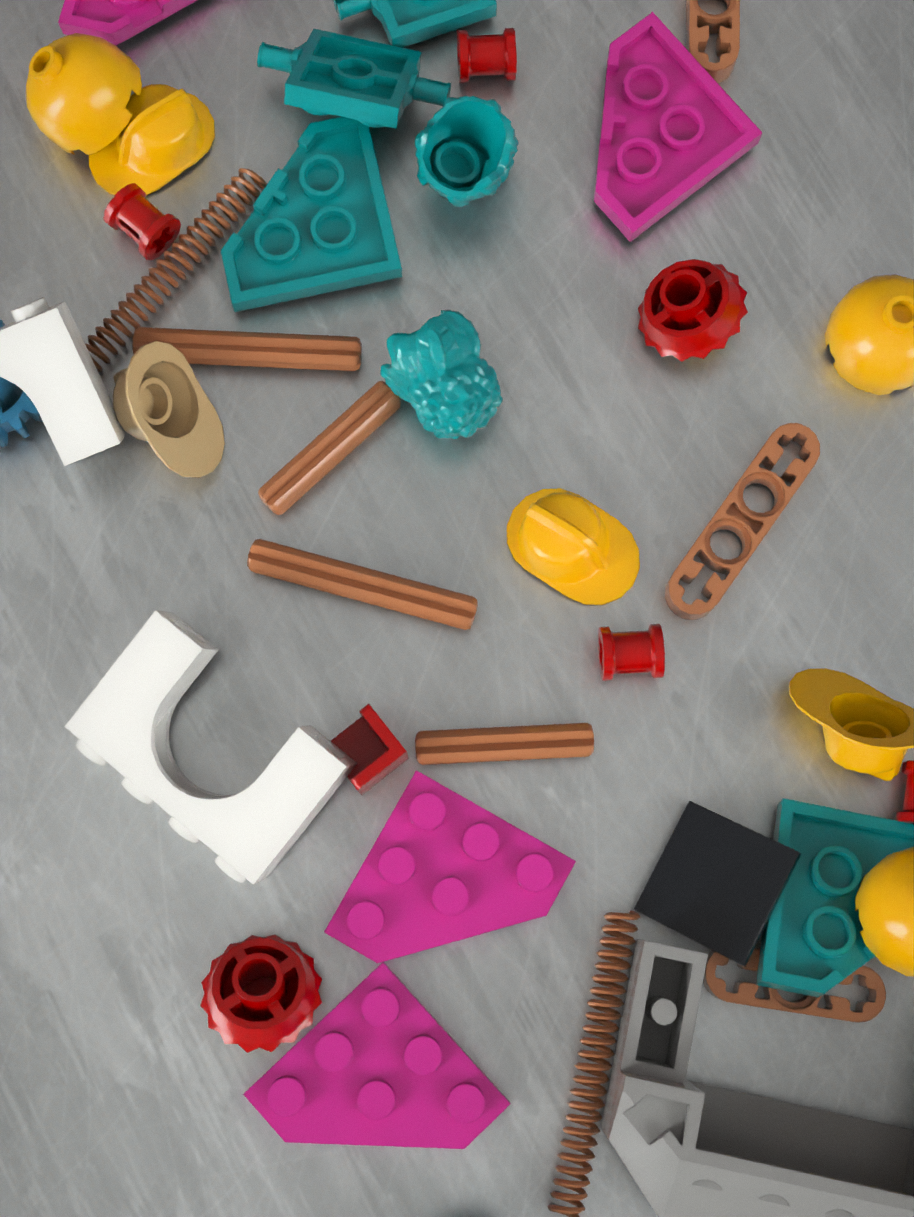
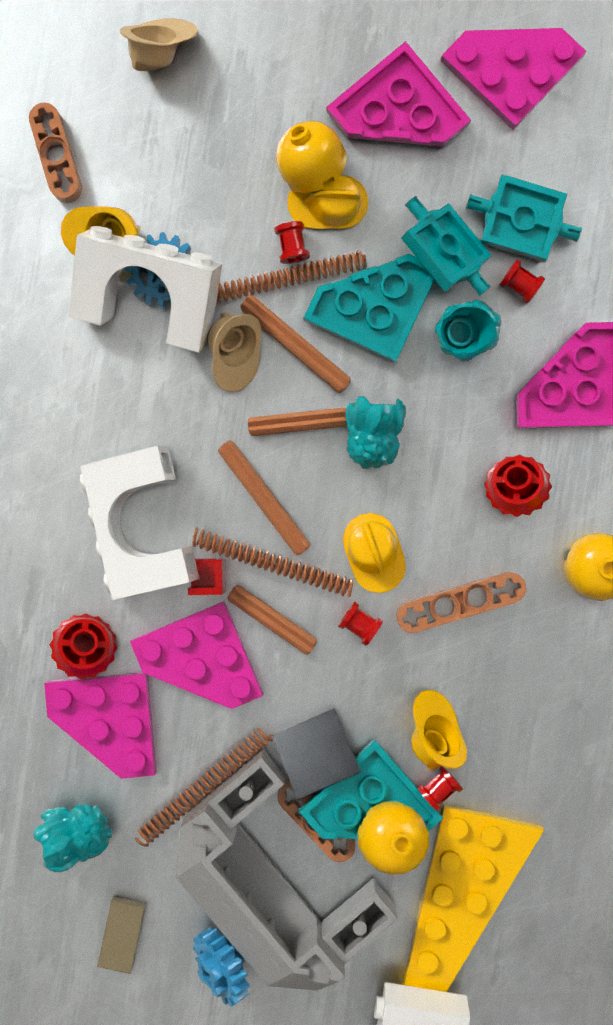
camera: 35 degrees right, 10 degrees up
(435, 665) = (313, 576): none -> nougat piece

